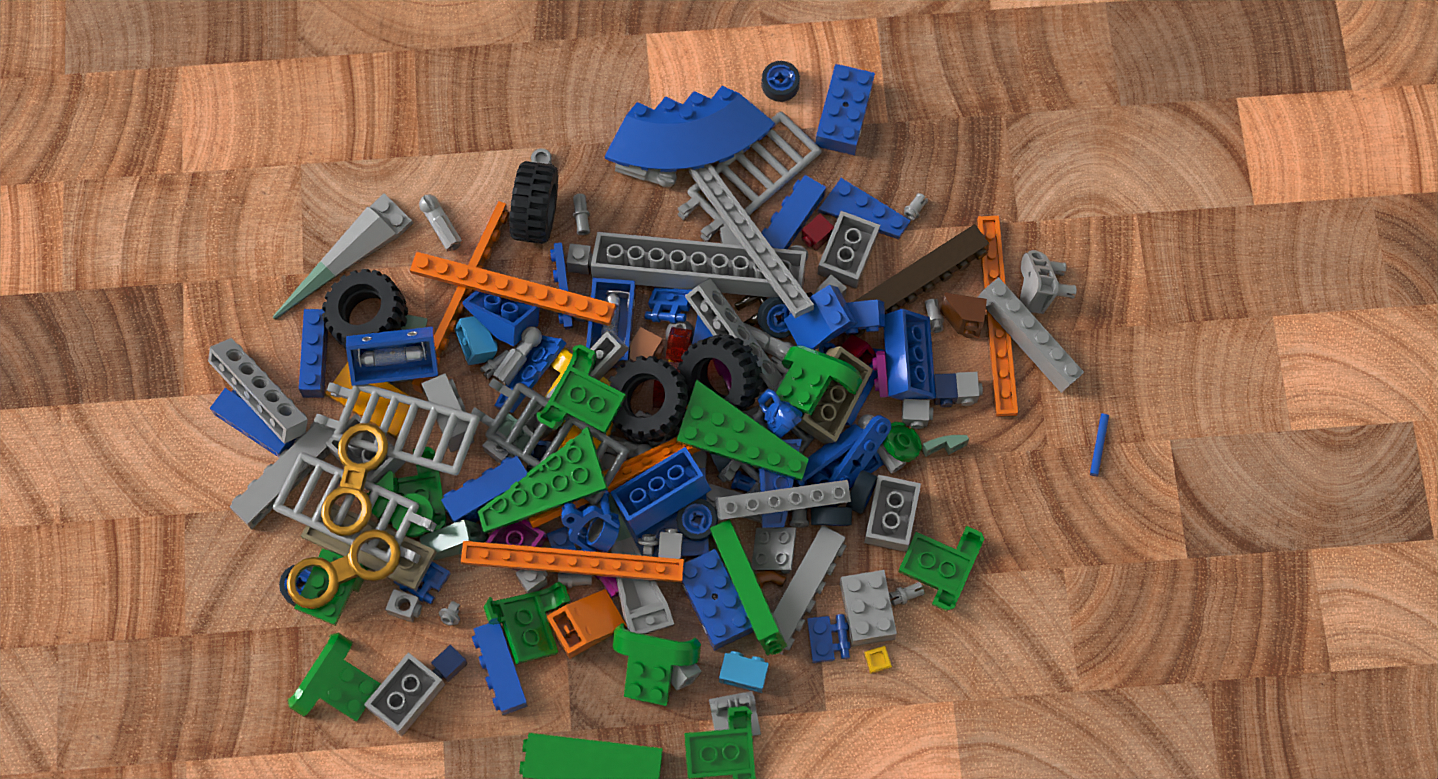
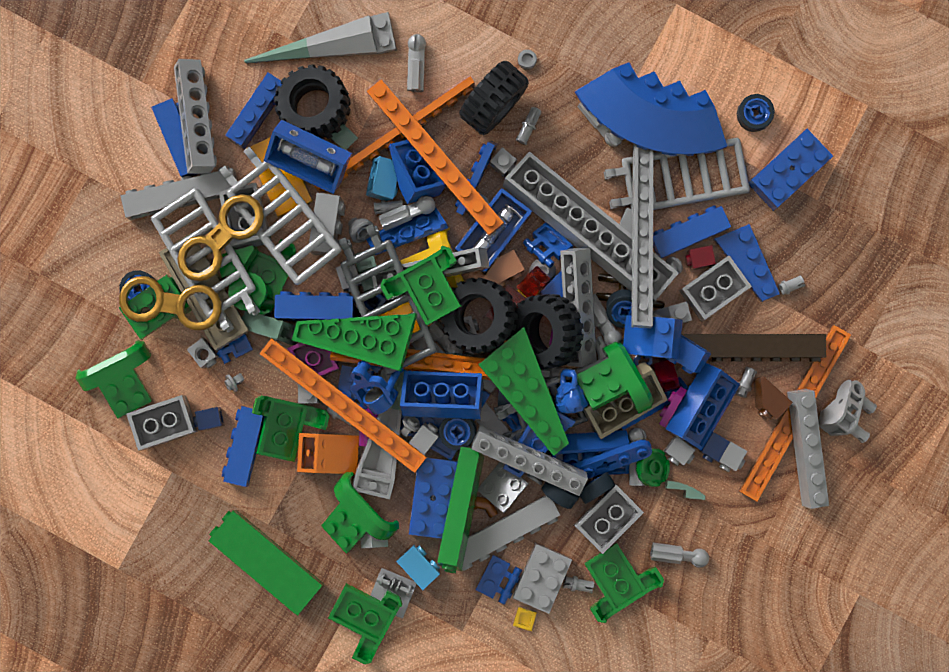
camera: 35 degrees right, 15 degrees up
(483, 398) = (357, 229): none -> light grey brick
(979, 507) = (676, 555): none -> light grey piece
(1100, 439) = (802, 565): blue bar -> none

